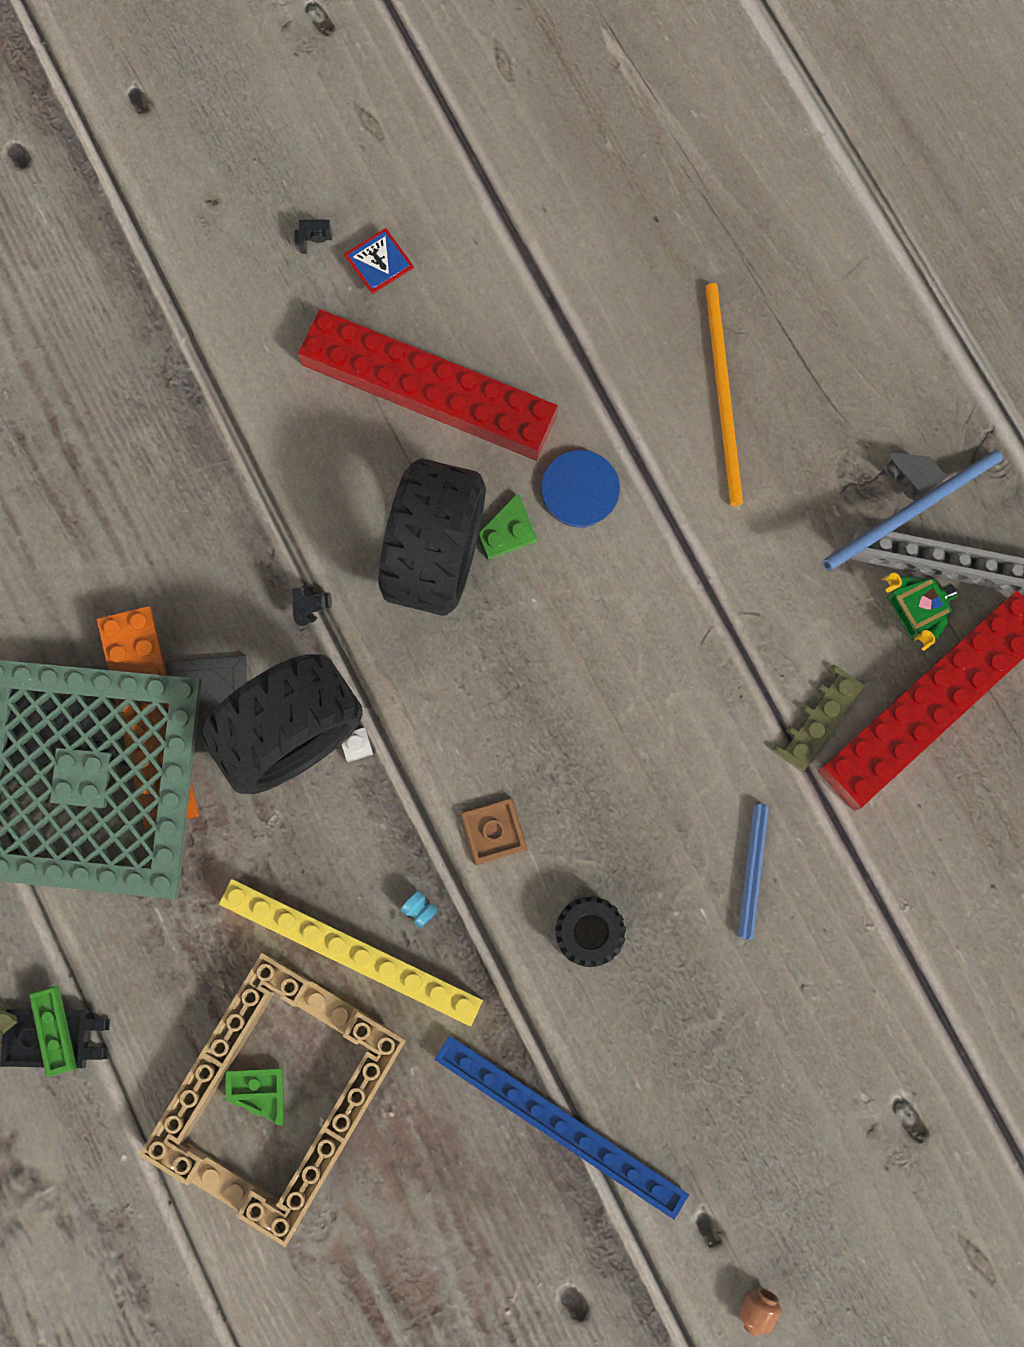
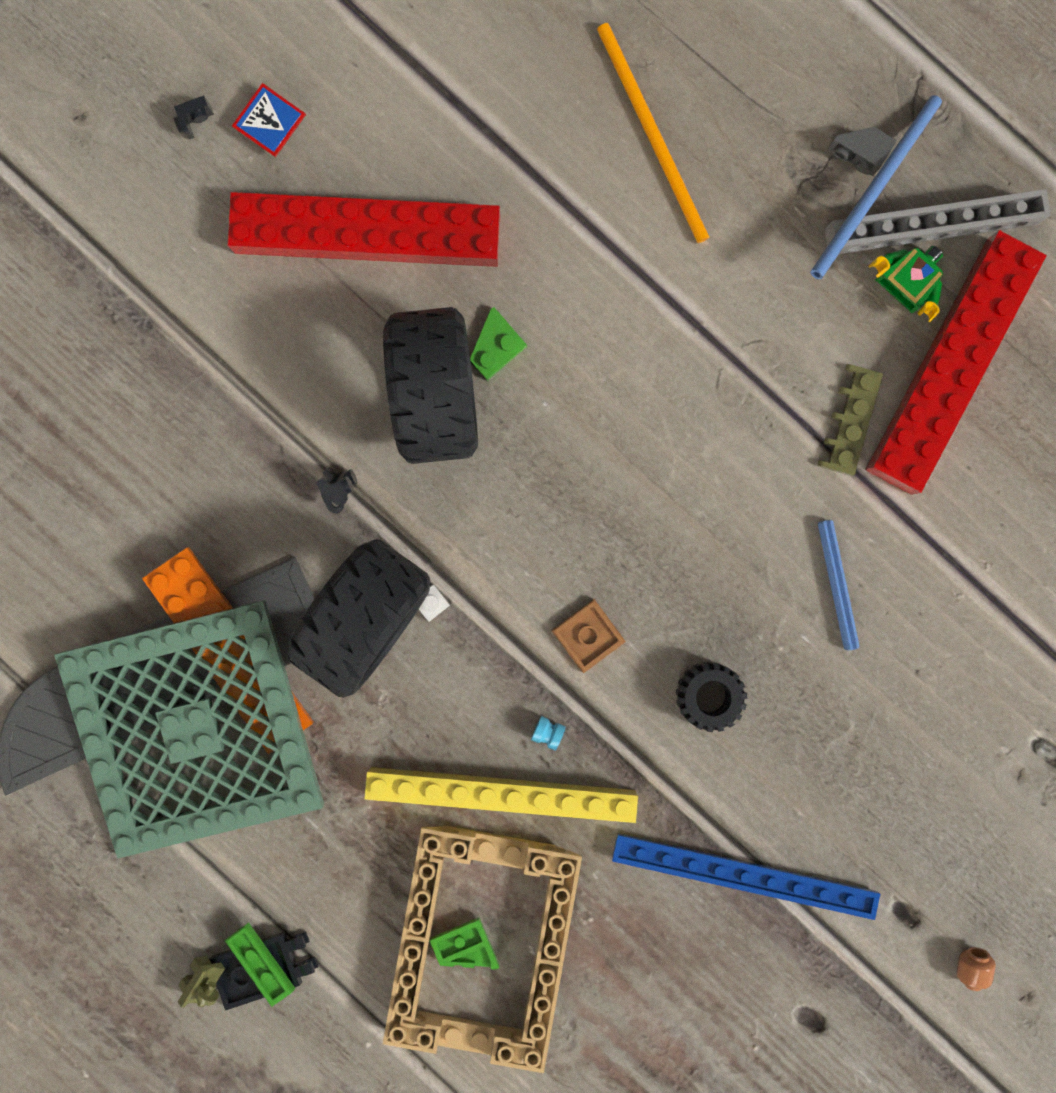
camera: 20 degrees left, 10 degrees up
(580, 488) = (549, 279): blue tile -> none

